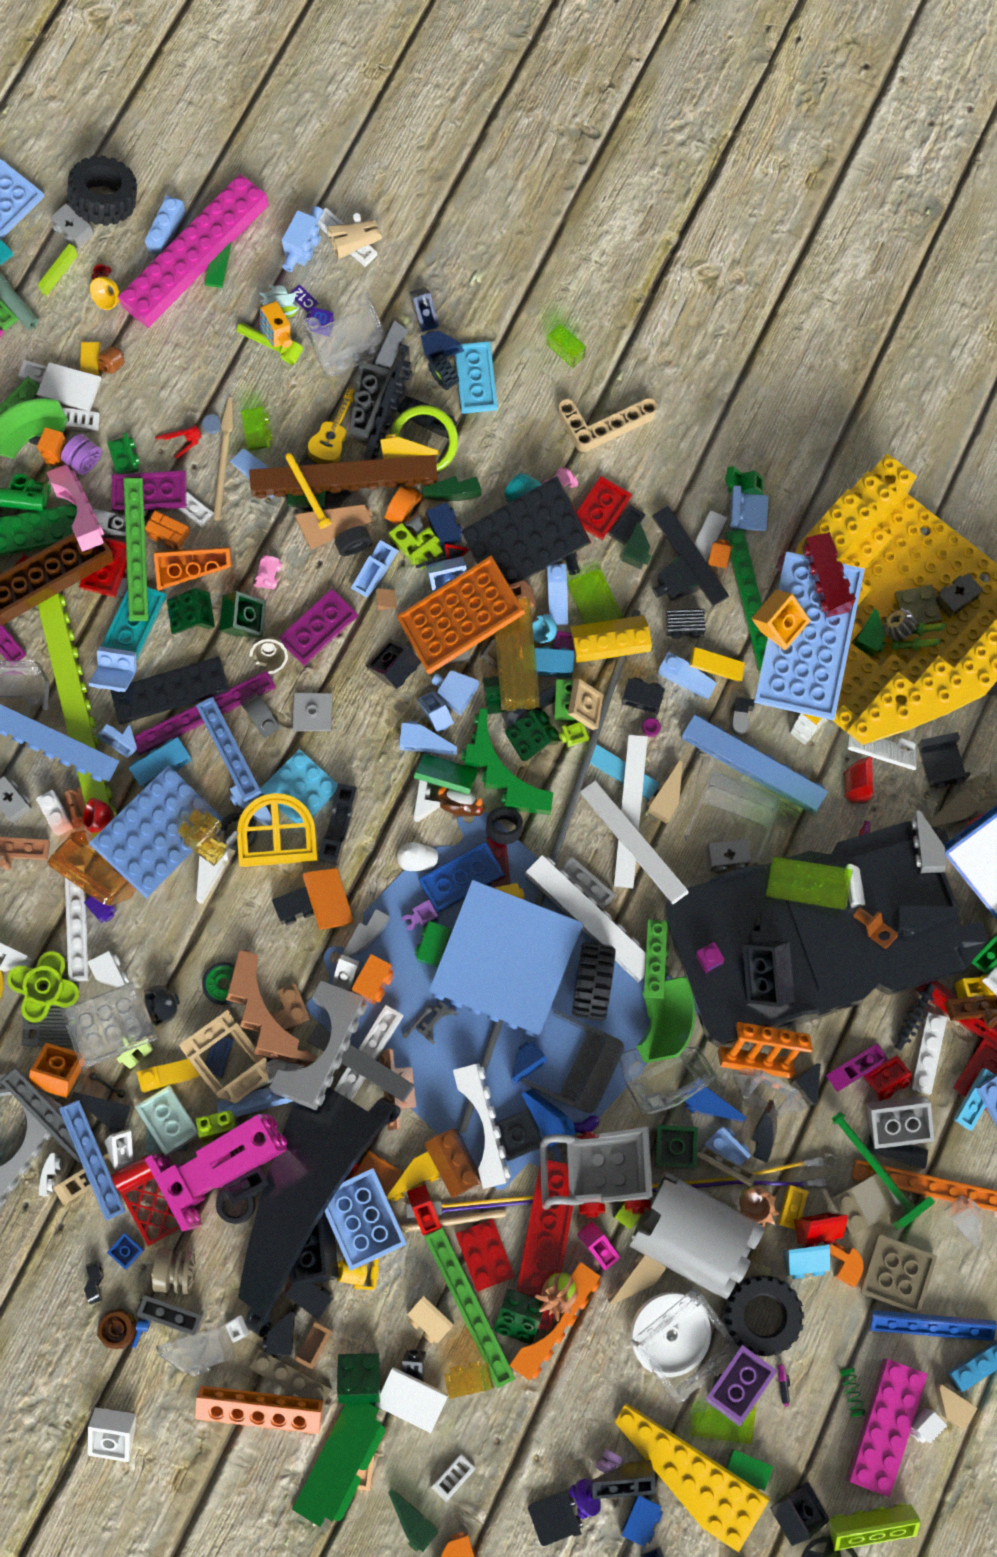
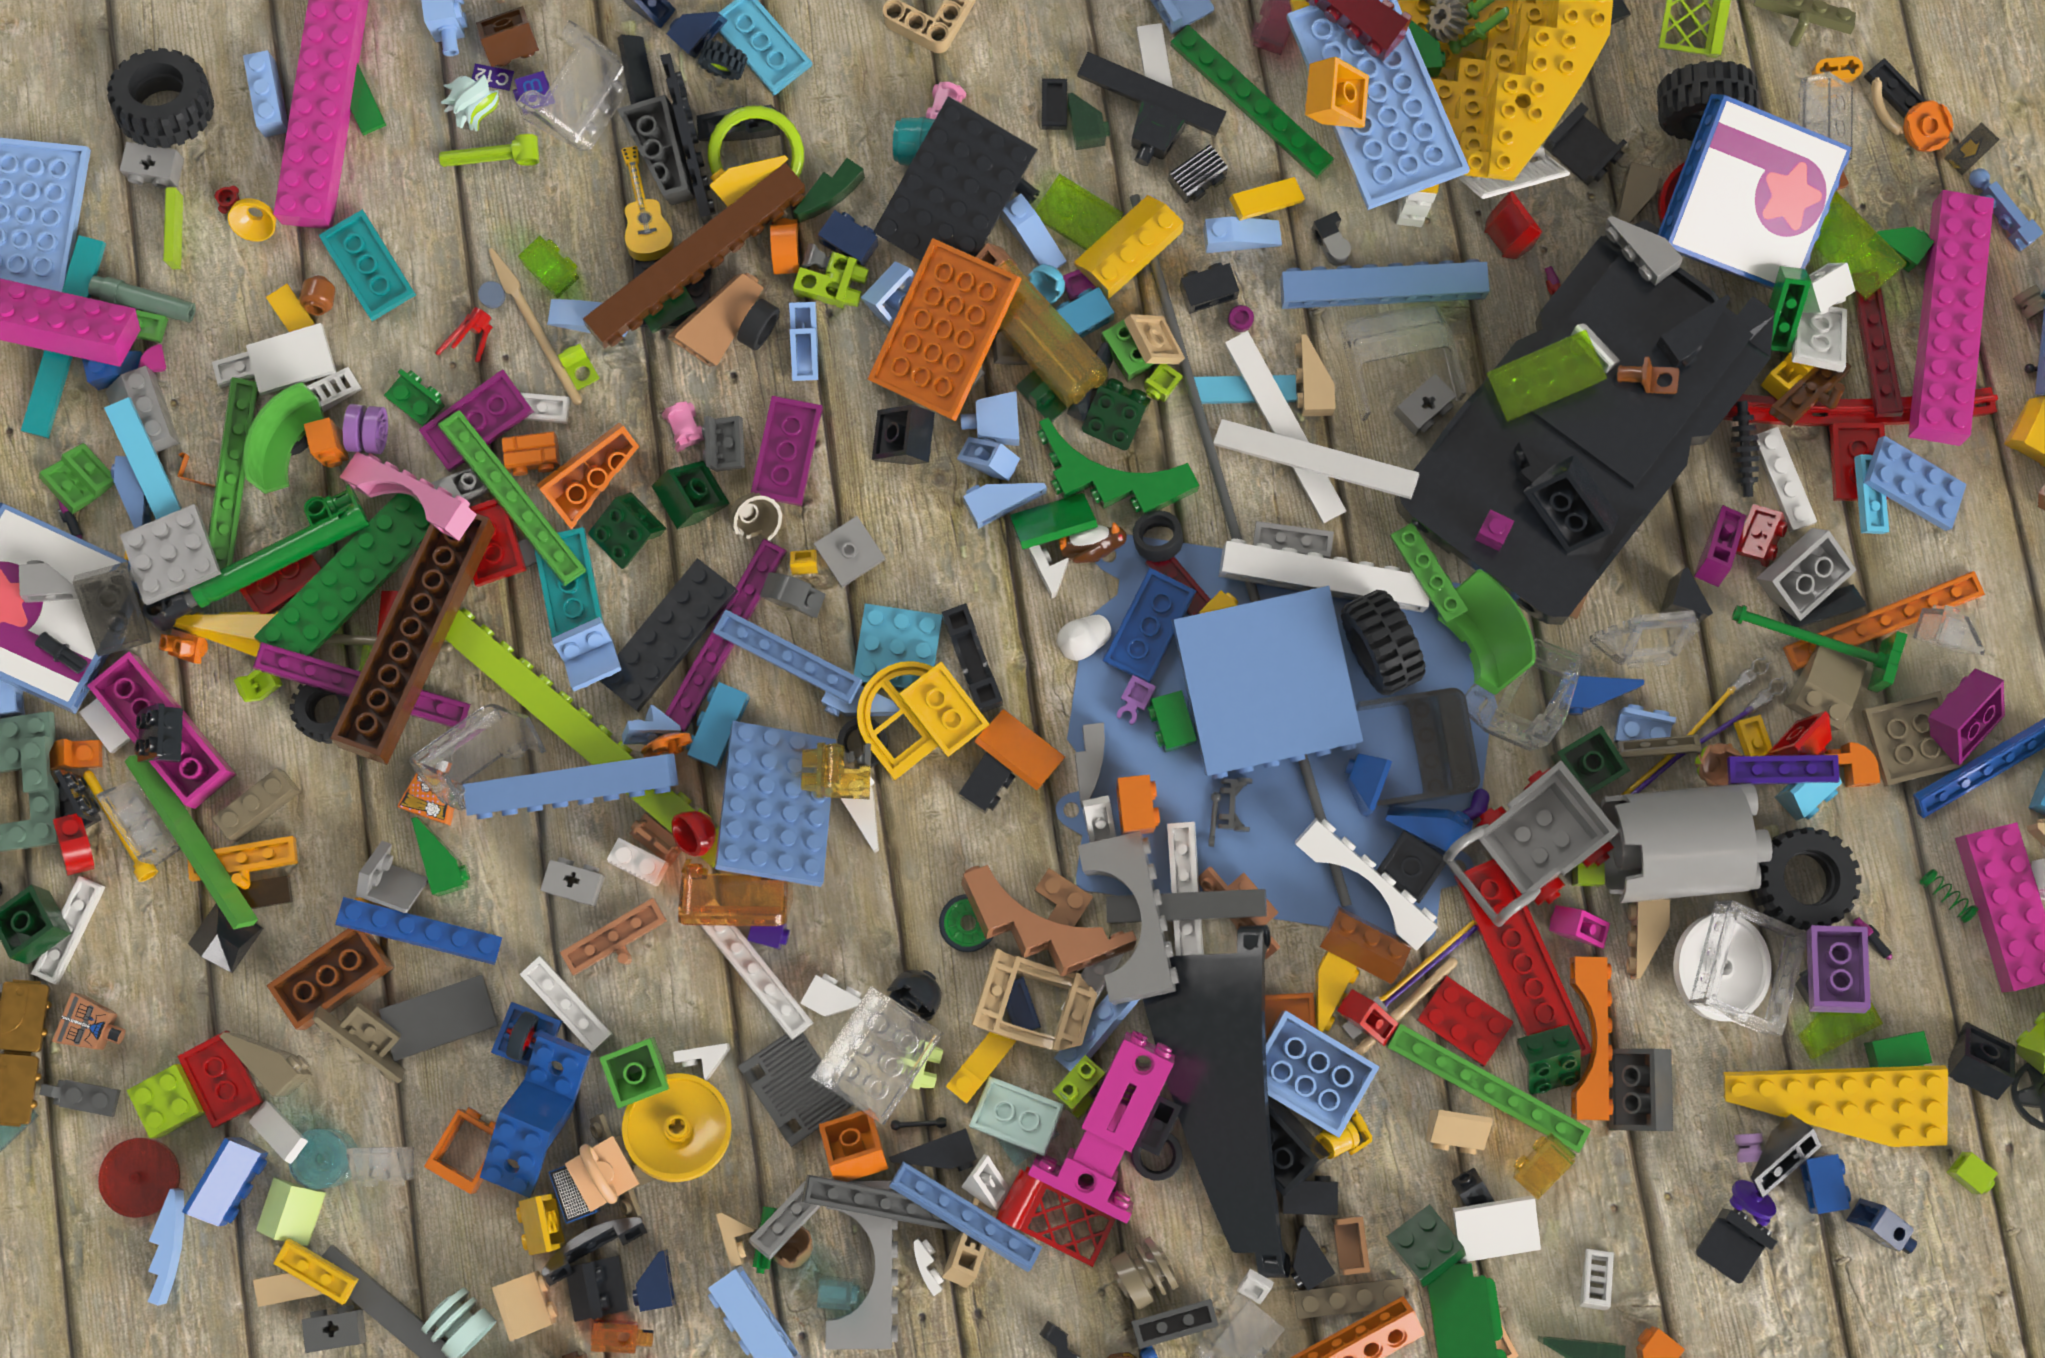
camera: 35 degrees left, 5 degrees up
(28, 983) = (764, 1044): lime plant -> none
(119, 752) = (667, 743): none -> orange dish
(125, 1251) = (1072, 1289): blue piece -> none
(152, 361) = (367, 265): none -> teal plate
(231, 491) = (574, 358): none -> lime bracket
(275, 325) = (488, 129): light orange torso -> none
(280, 700) = (803, 562): none -> yellow slope
(283, 598) = (723, 443): none -> dark grey bracket
(297, 842) = (944, 709): none -> yellow plate
(324, 522) = (712, 323): yellow bar -> none
(327, 280) = (507, 37): none -> reddish brown slope
(386, 599) = (841, 367): medium nougat slope -> none
(451, 552) = (879, 264): piece -> none
(558, 1294) = (1579, 1007): nougat hair -> none
(565, 1376) = (1641, 1090): none -> dark grey slope
(603, 507) = (1014, 99): red plate -> none
(720, 553) = (1184, 69): orange brick -> none
(765, 1133) = (1676, 683): black slope -> none
(770, 1063) = (1629, 604): orange fence -> none
(792, 1233) = (1783, 769): none -> dark purple plate
(943, 1283) = (1968, 714): none -> magenta slope

